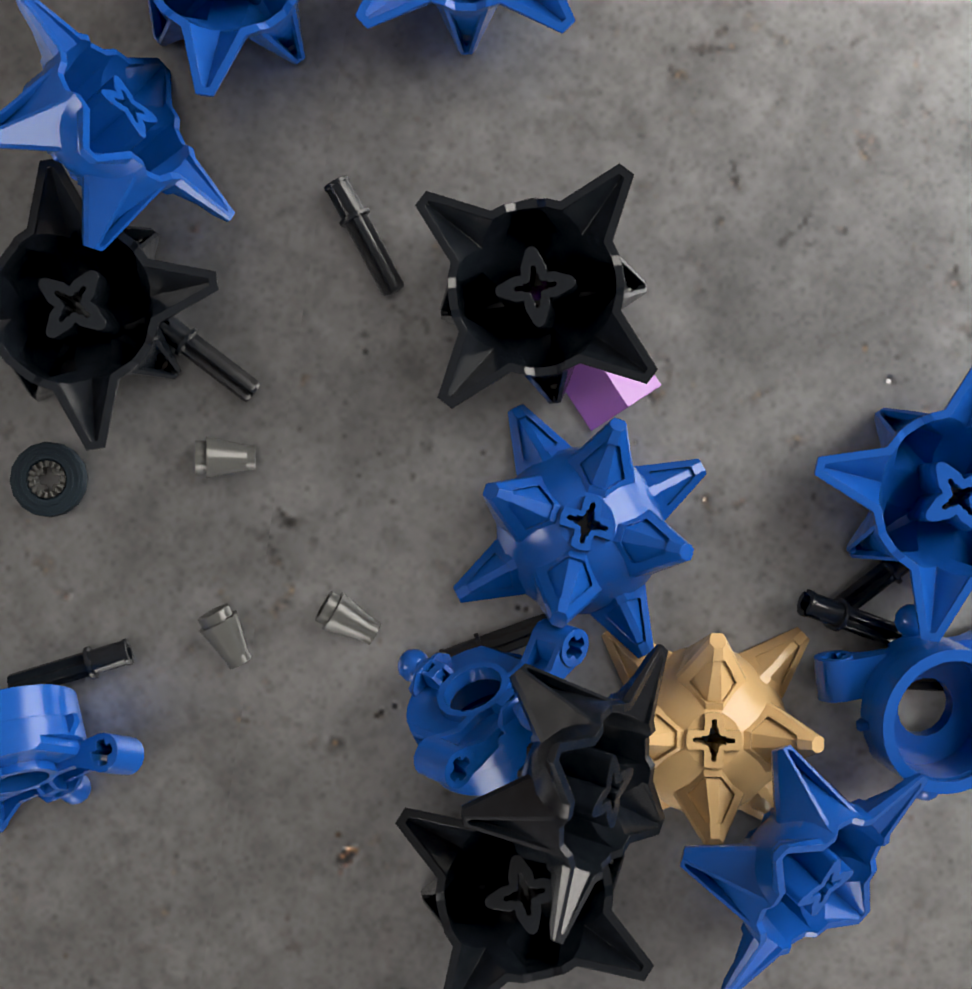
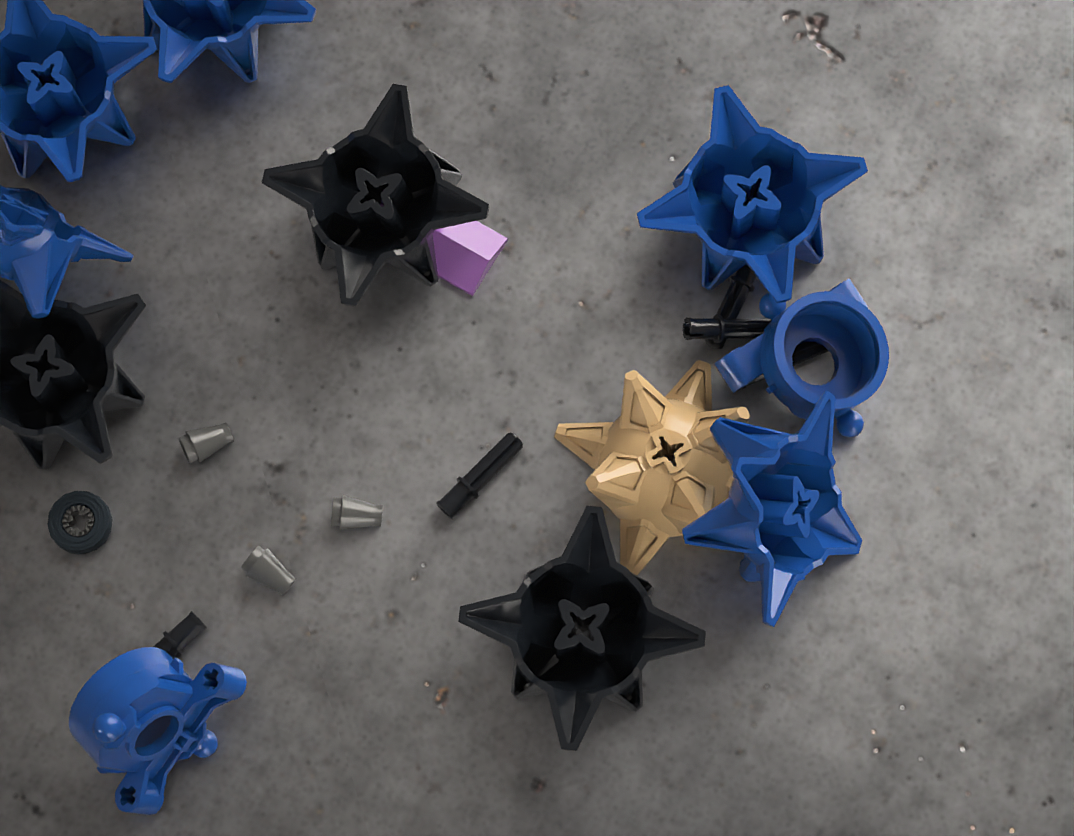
camera: 20 degrees left, 15 degrees down
(209, 359) = (164, 377): black axle -> none
(364, 235) = (226, 229): black axle -> none
(466, 710) = (493, 514): blue piece -> none
(540, 532) = (503, 390): blue piece -> none
(582, 782) = (572, 500): black piece -> none

